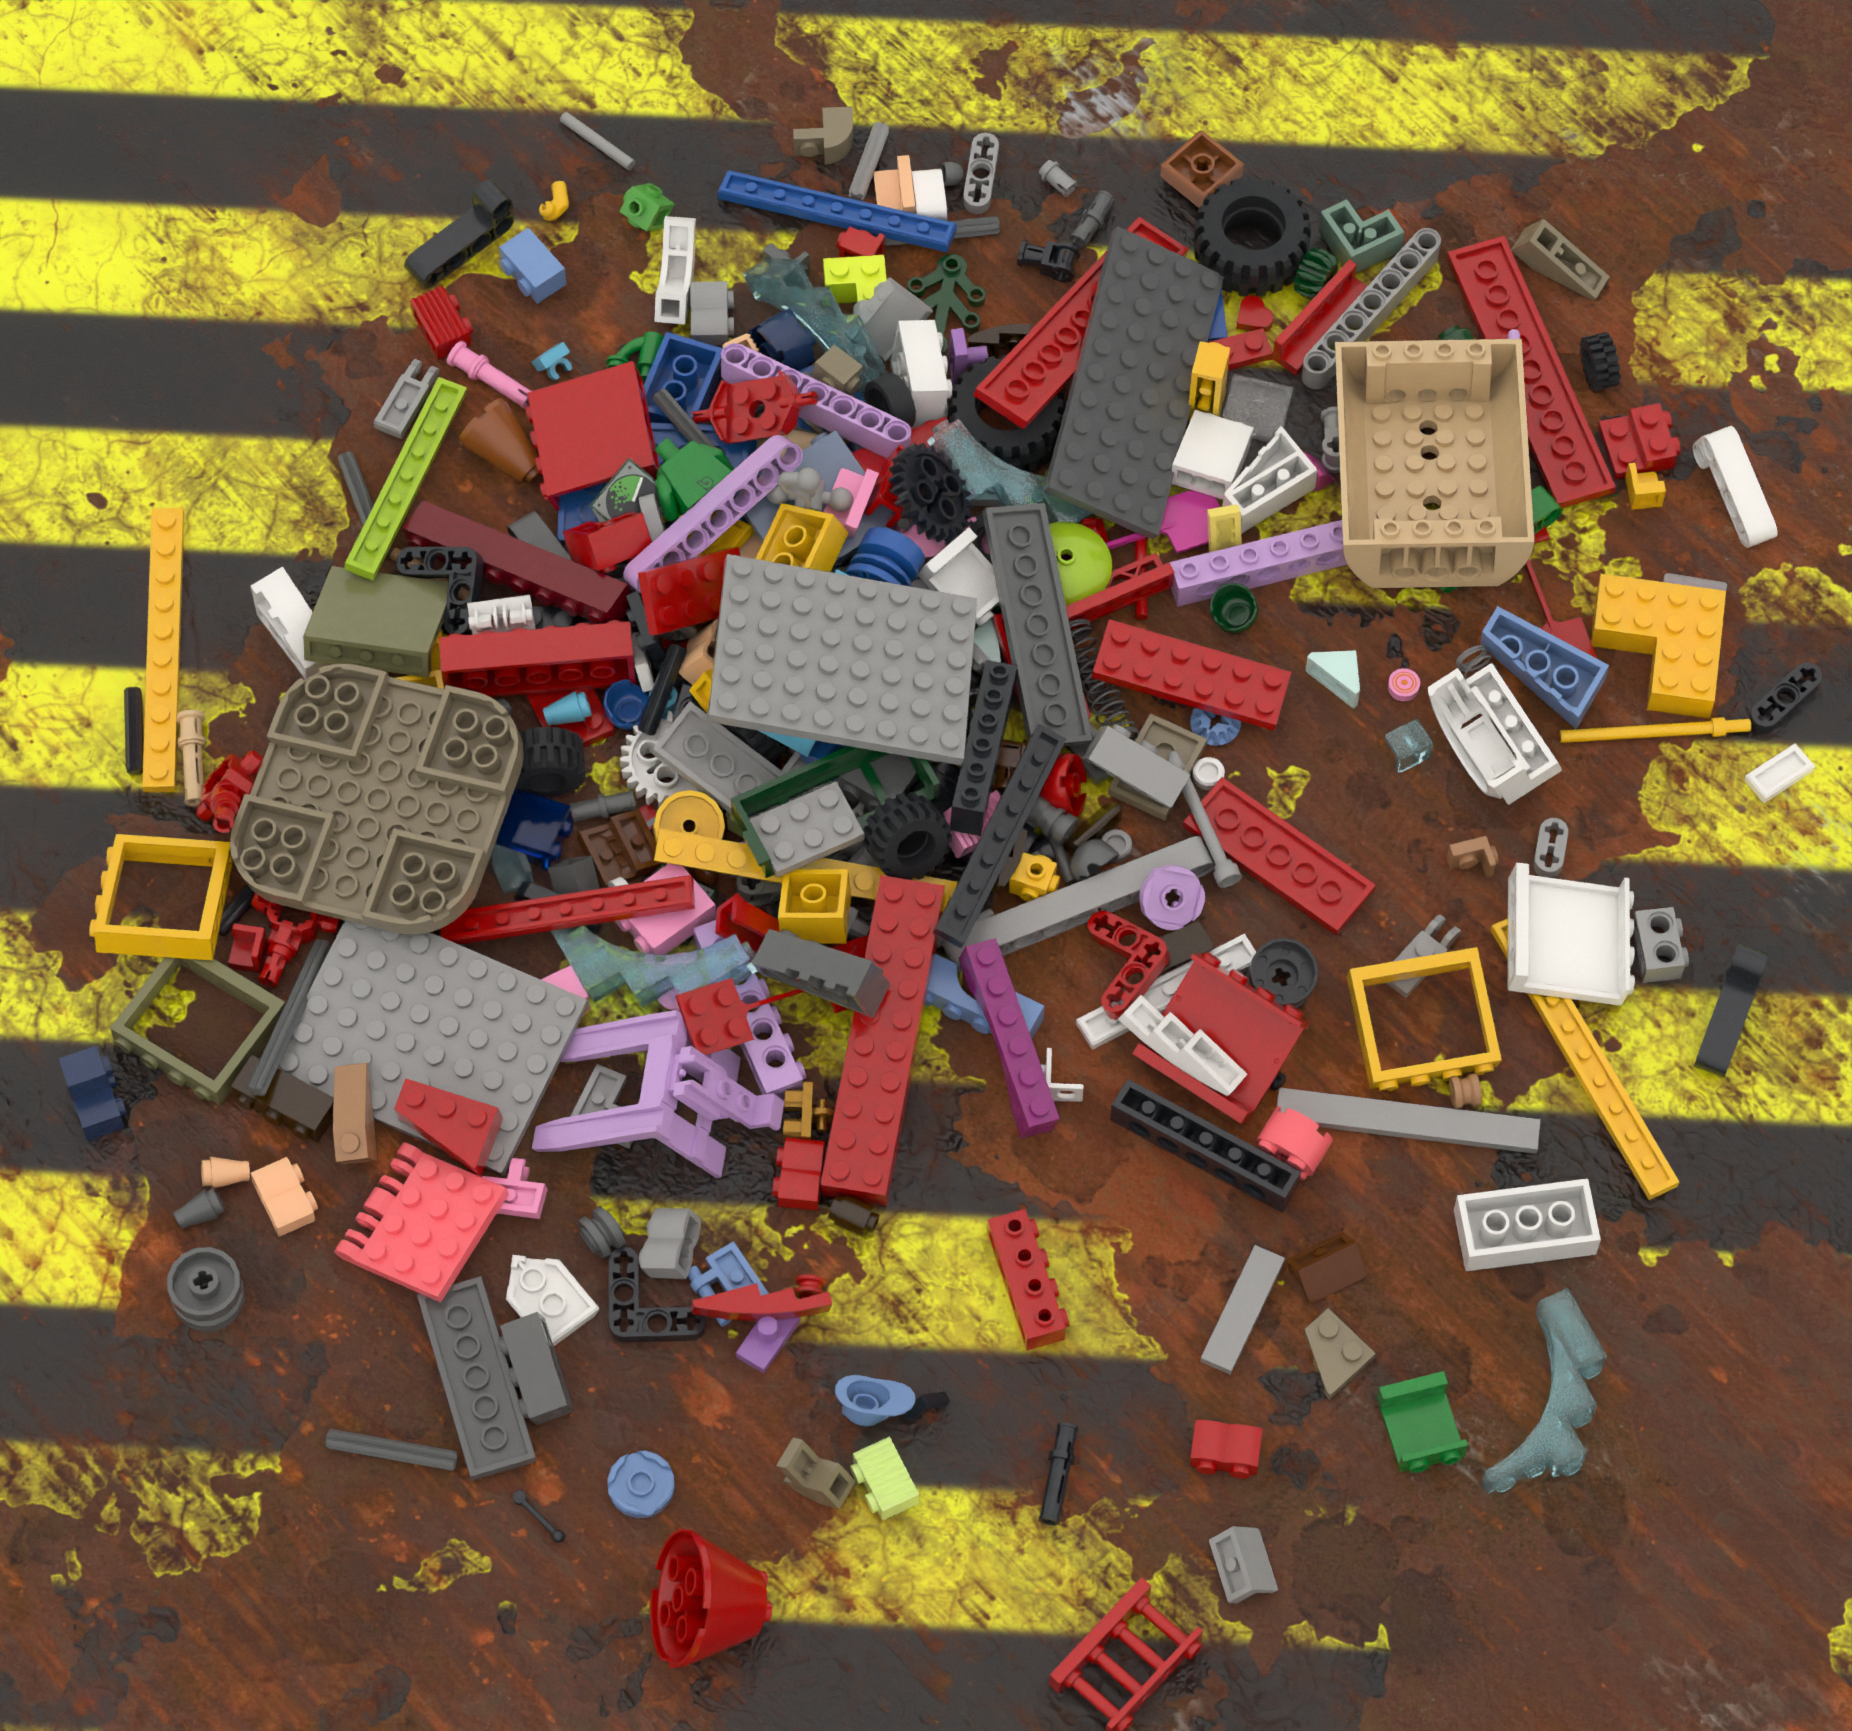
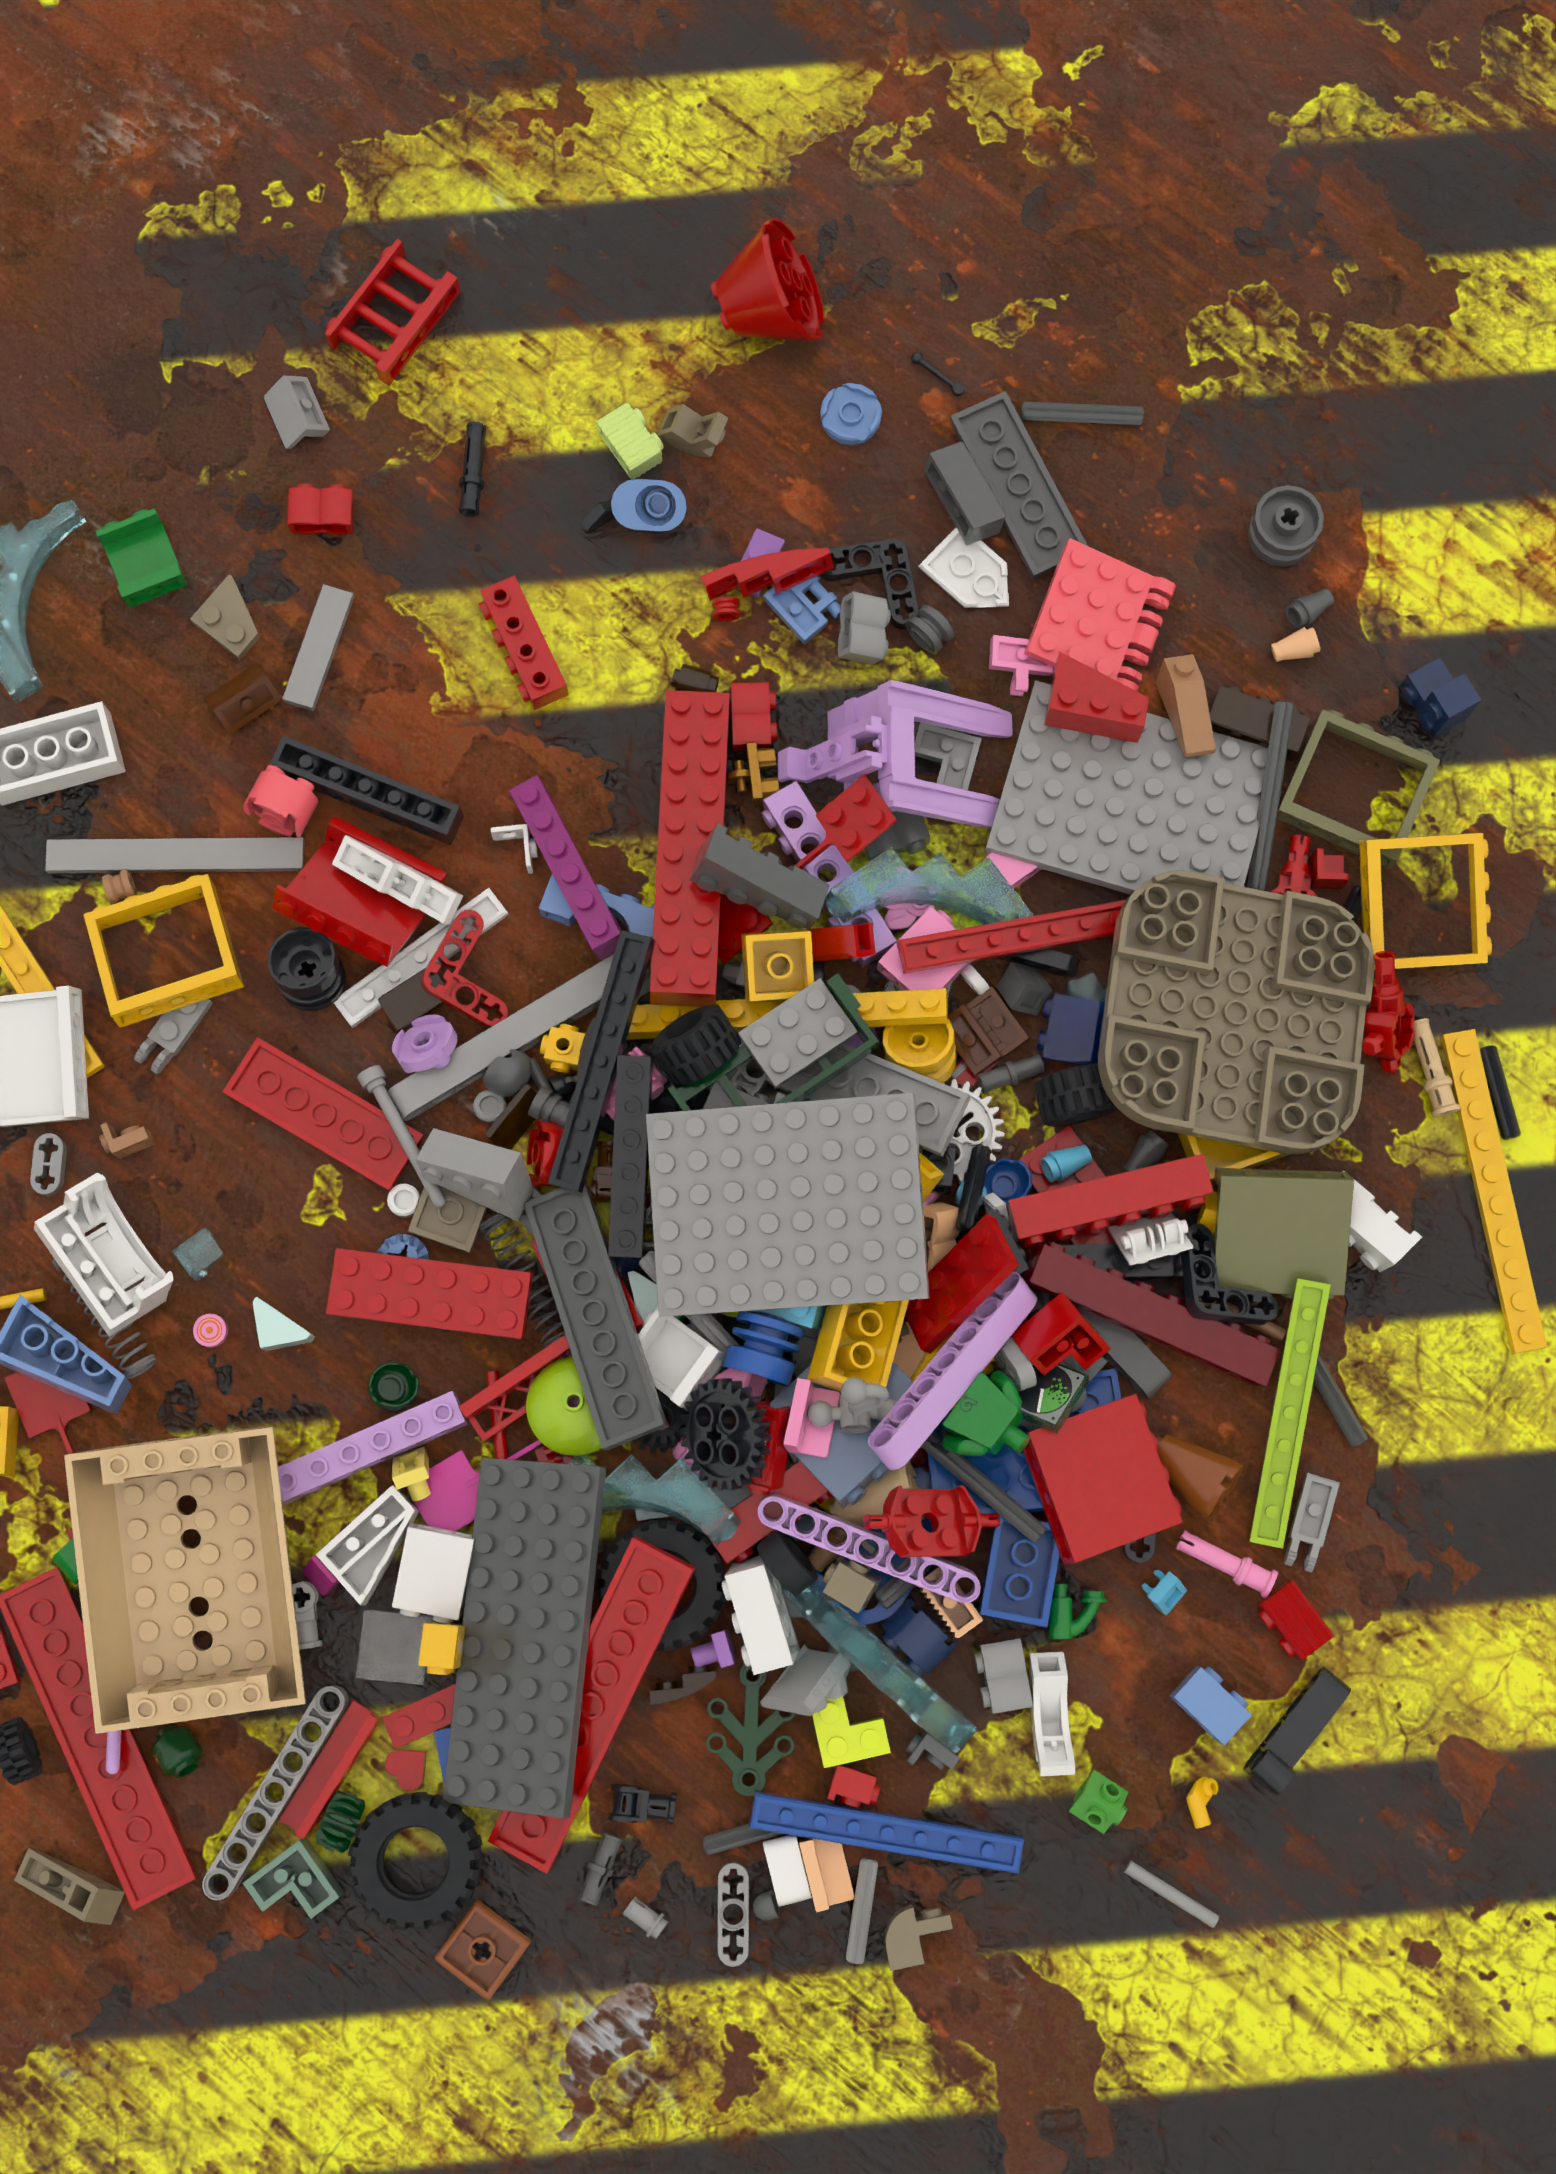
camera: 170 degrees right, 15 degrees up
(284, 1196) = (1234, 628): light nougat brick -> none

